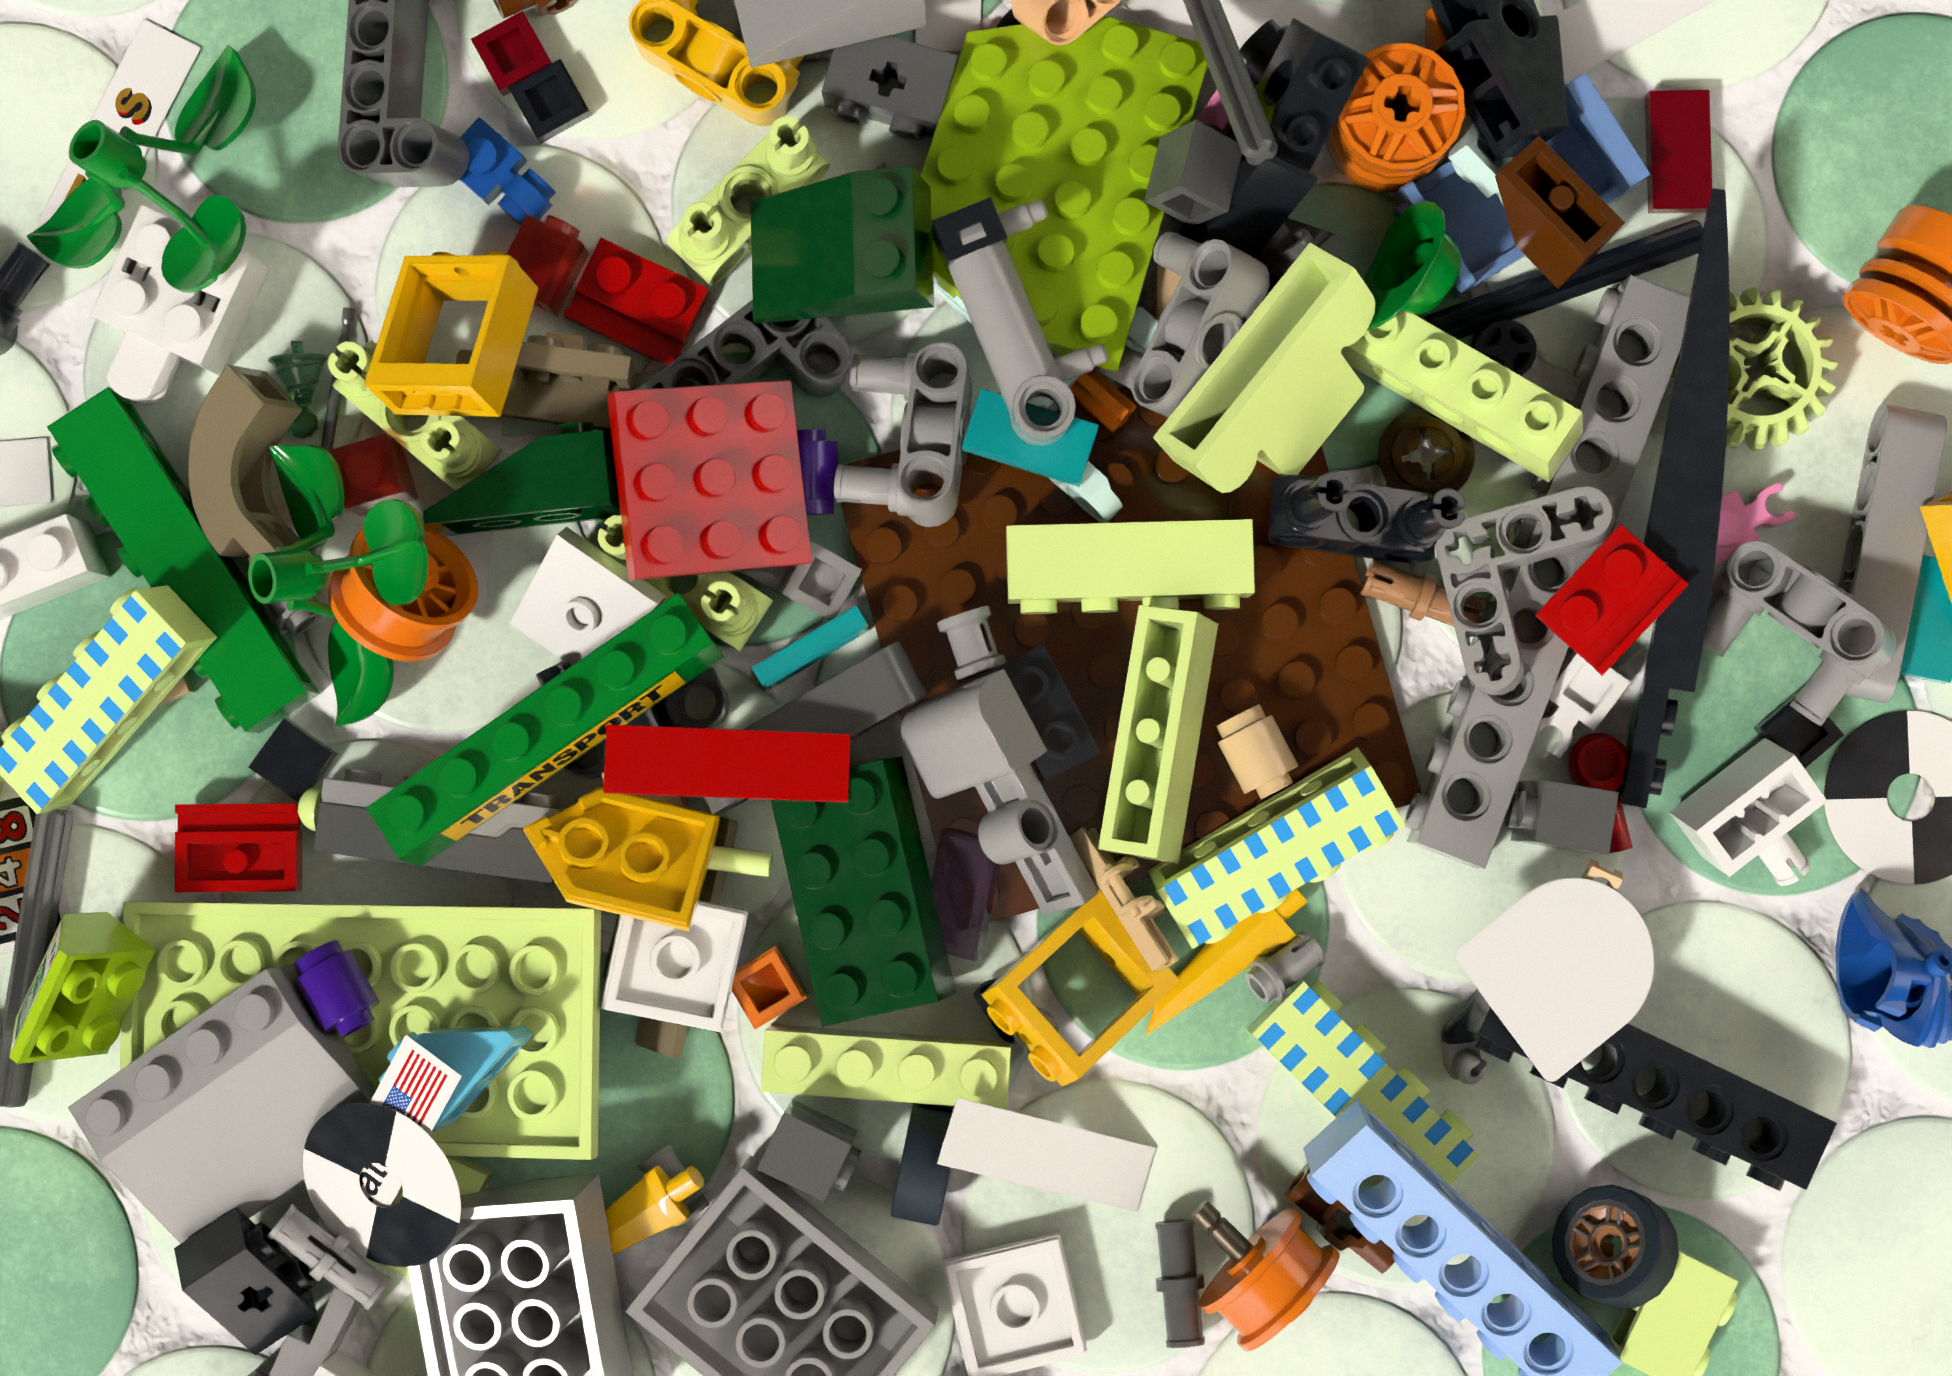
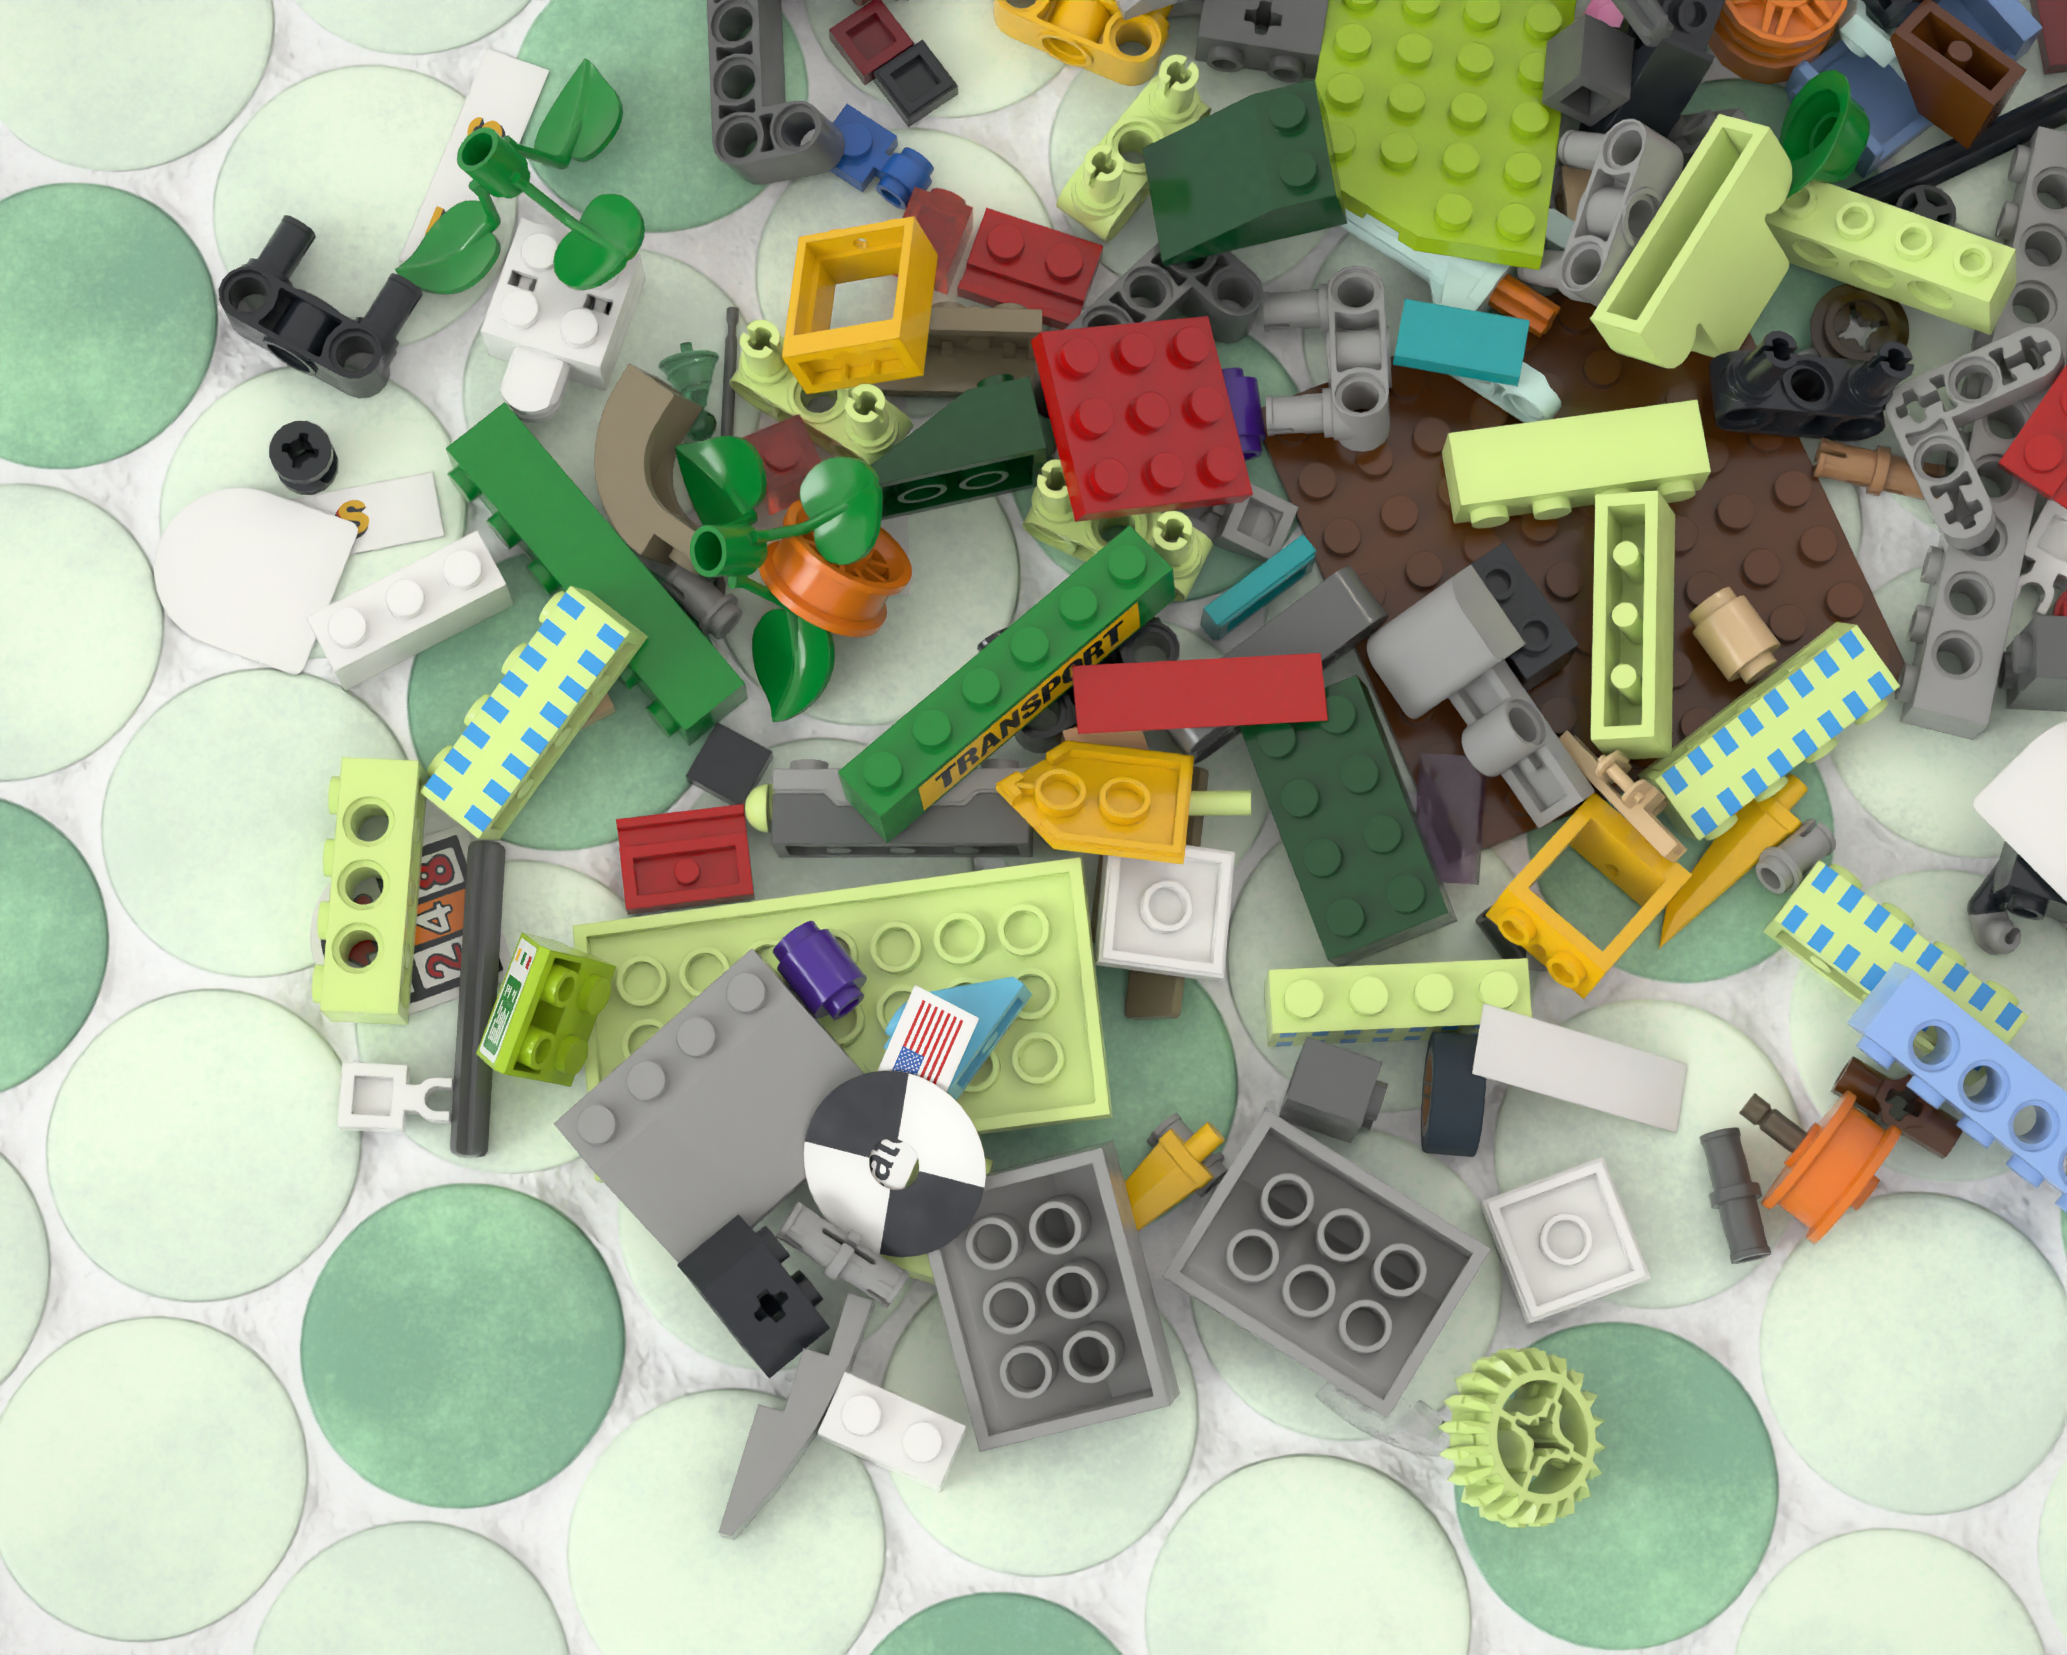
camera: 10 degrees left, 10 degrees down
(581, 599) = (1014, 561): white plate -> none
(768, 986) = (1261, 938): orange slope -> none
(972, 642) = (1423, 557): light grey bush -> none
(977, 256) = (1384, 159): light grey piece -> none

